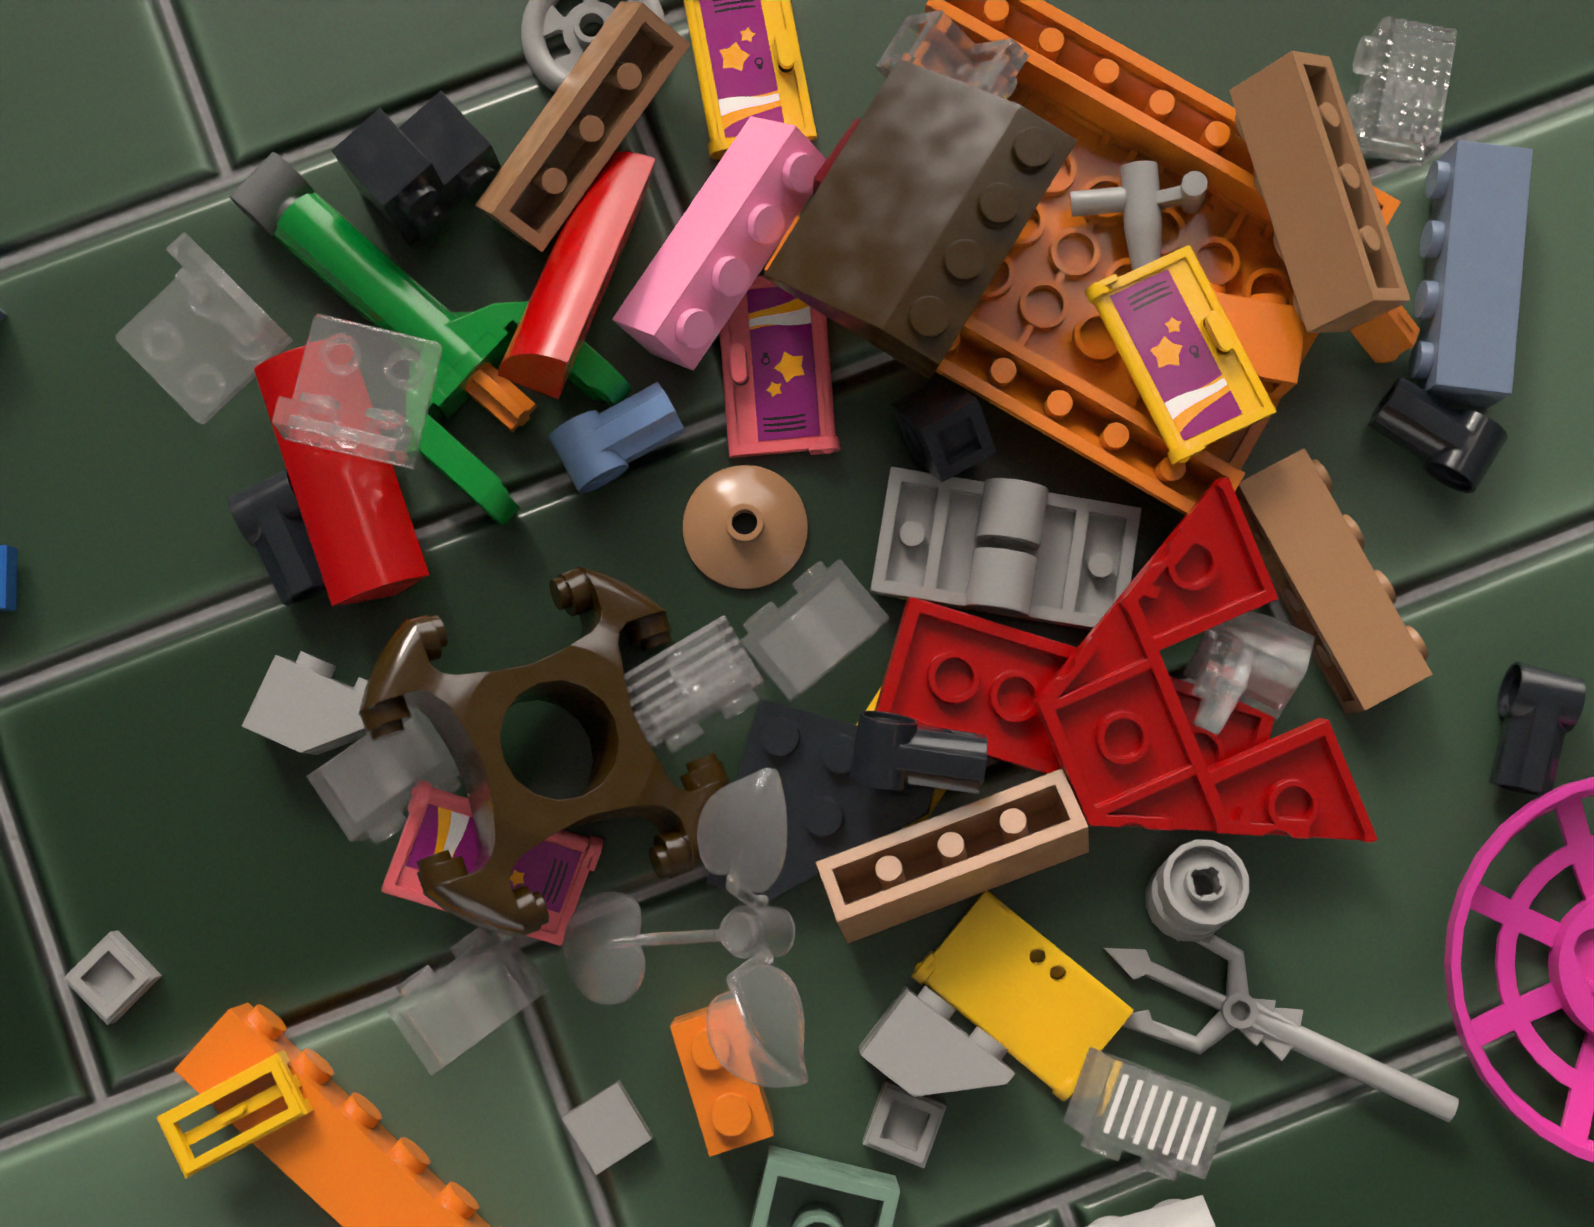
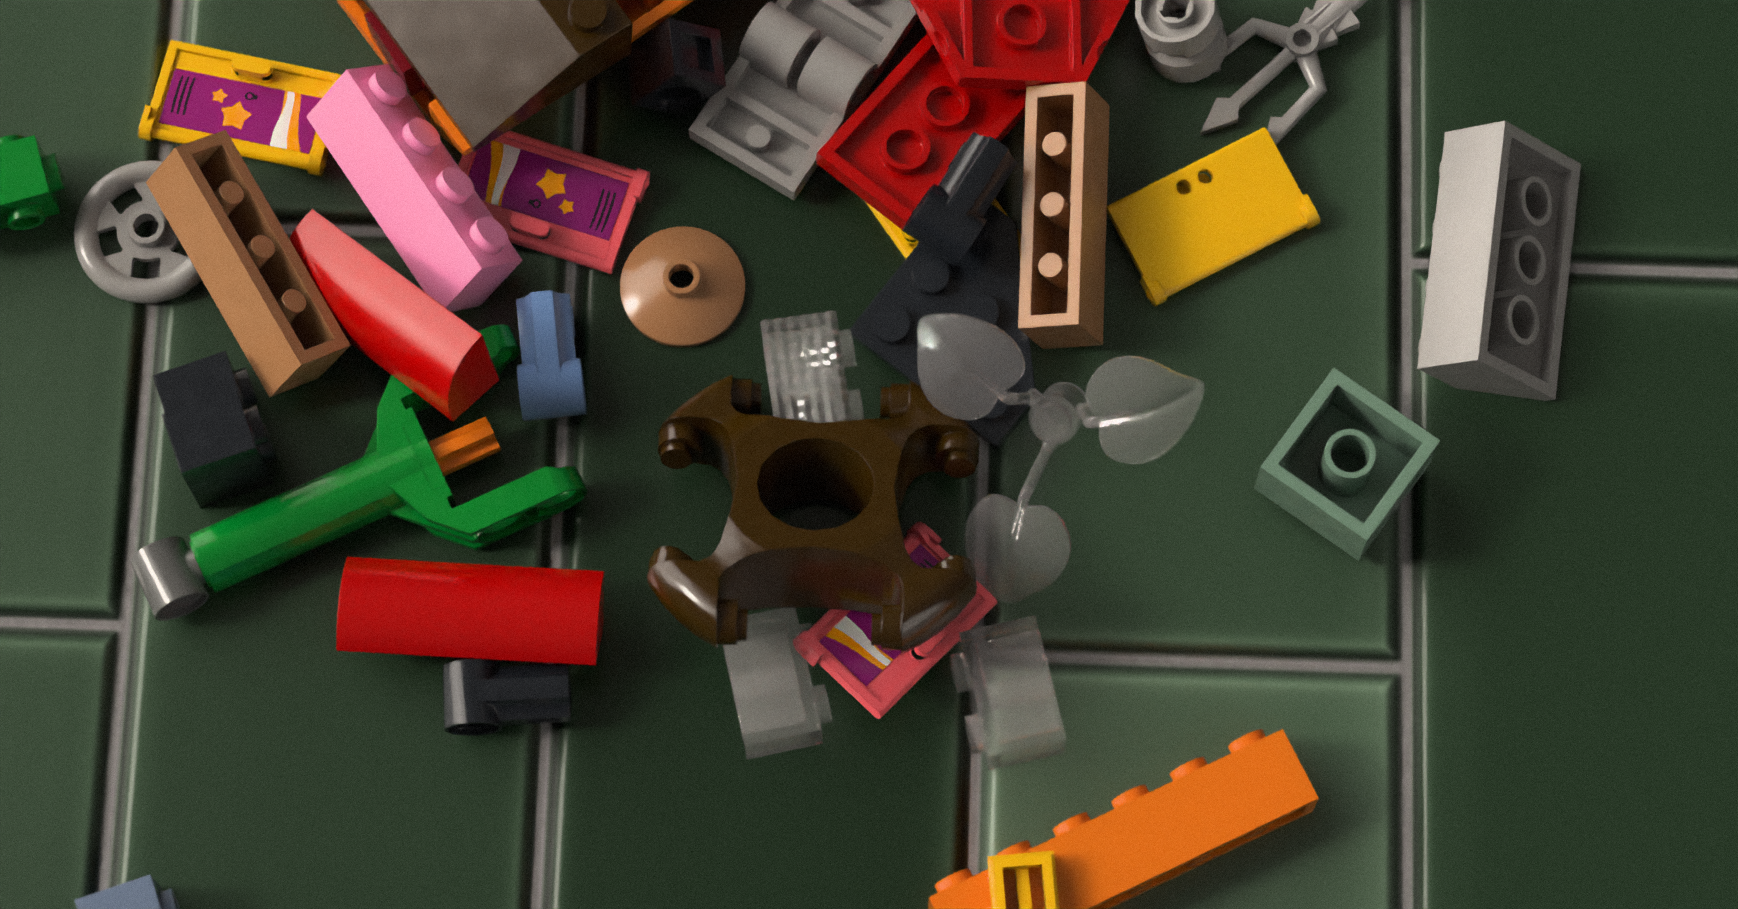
camera: 65 degrees left, 10 degrees down
(201, 334) = (272, 692): clear bracket -> none
(306, 706) = (682, 727): light grey slope -> none
(361, 391) = (414, 545): clear bracket -> none
(607, 1127) = (1179, 622): light grey tile -> none
(727, 1107) = (1176, 496): orange brick -> none
(812, 629) = (806, 254): clear brick -> none
(904, 1124) = (1283, 364): light grey tile -> none
(929, 1052) = (1222, 313): light grey slope -> none
(1146, 1114) = (1356, 149): clear brick -> none

